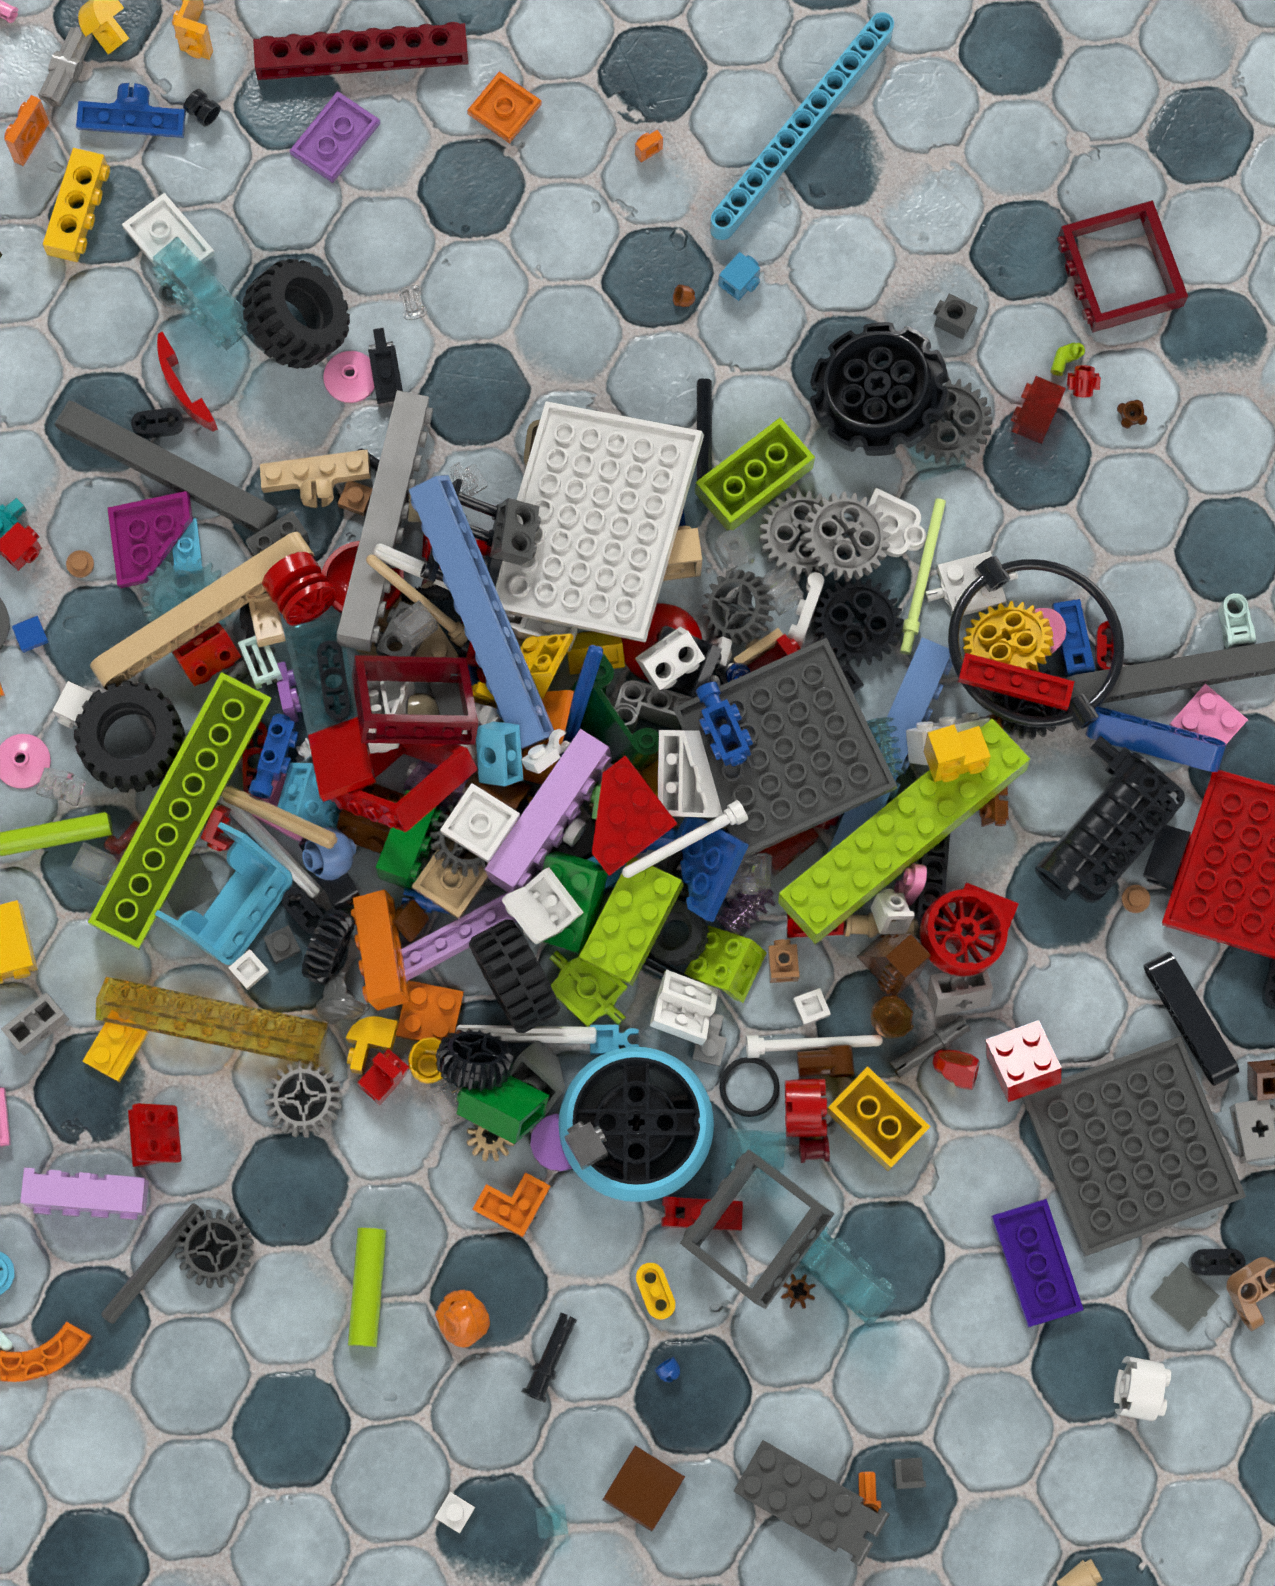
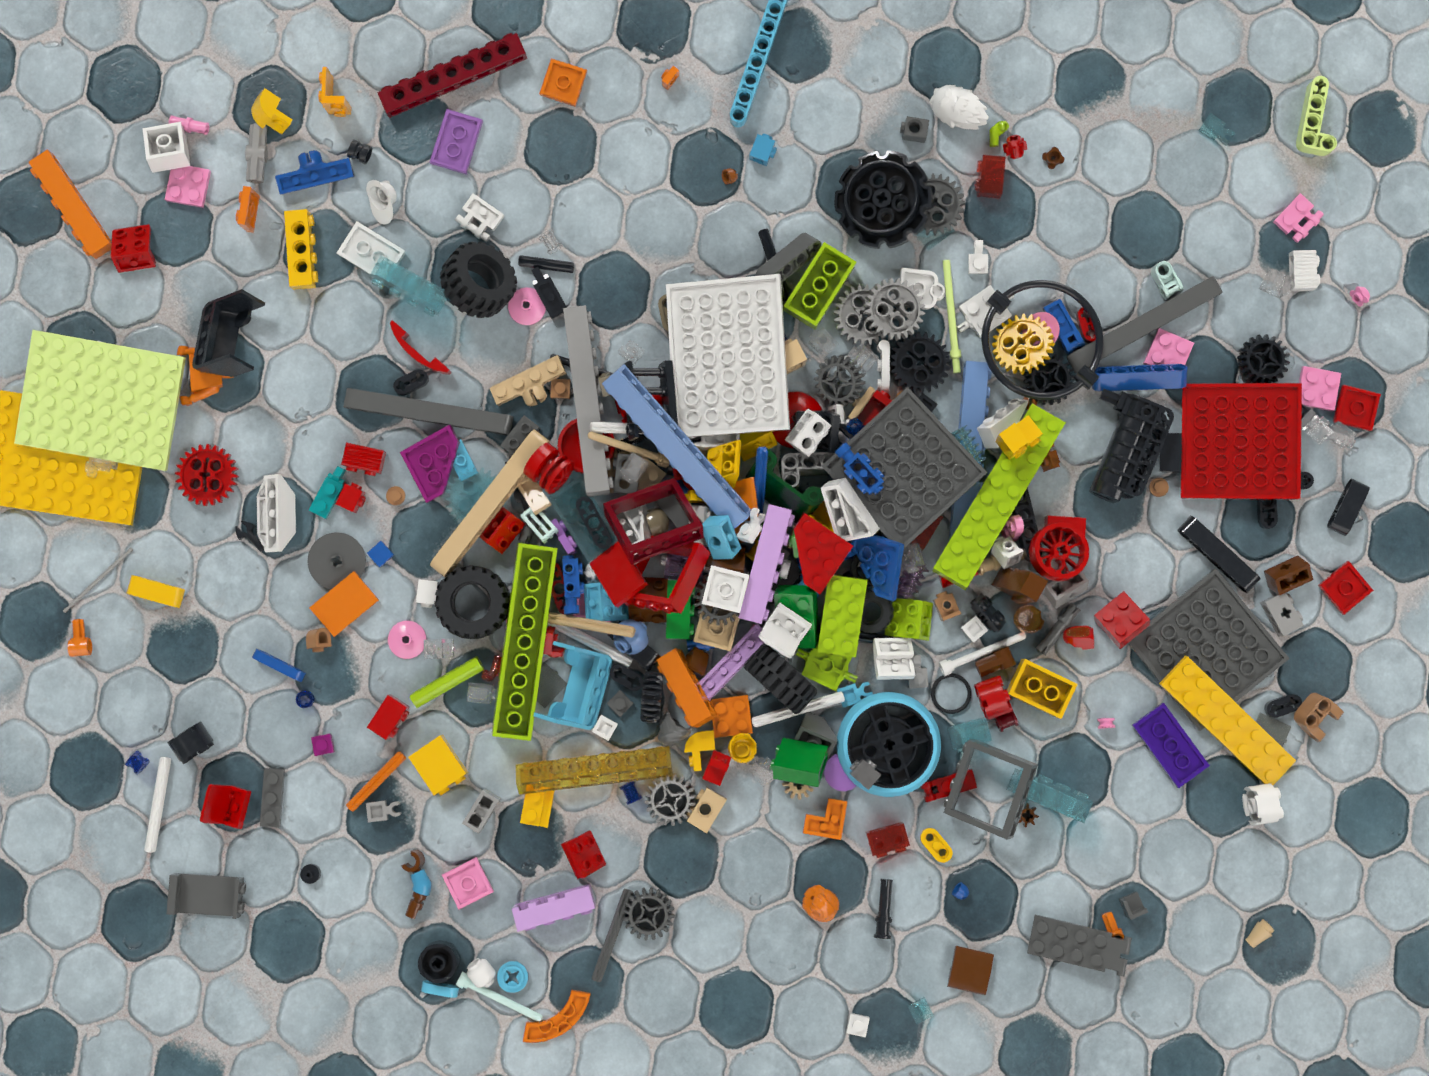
camera: 15 degrees left, 10 degrees up
(55, 500) = (363, 458): none -> red brick
(208, 176) = (381, 199): none -> white piece
(251, 1070) = (630, 792): none -> clear blue bush
(335, 235) = (483, 213): none -> white plate
(365, 1127) = (701, 820): none -> tan brick
(367, 1287) = (753, 904): lime brick -> none
(396, 330) = (546, 264): none -> black axle
(474, 1059) = (773, 740): black gear -> none
(509, 529) = (673, 383): dark grey brick -> none
(588, 1259) = (887, 839): none -> clear red brick
(728, 426) = (791, 257): none -> dark grey beam
(732, 815) = (886, 527): white piece -> none
(836, 977) = (995, 619): none -> black hinge
(955, 1199) = (1106, 723): none -> bright pink bush
(984, 515) = (978, 262): none -> white plate
(1016, 681) = (1039, 373): red plate -> none
(1023, 306) = (958, 107): none -> white head
(1128, 1255) = (1227, 721): none -> yellow plate
(1162, 253) = (1038, 39): dark red window -> none

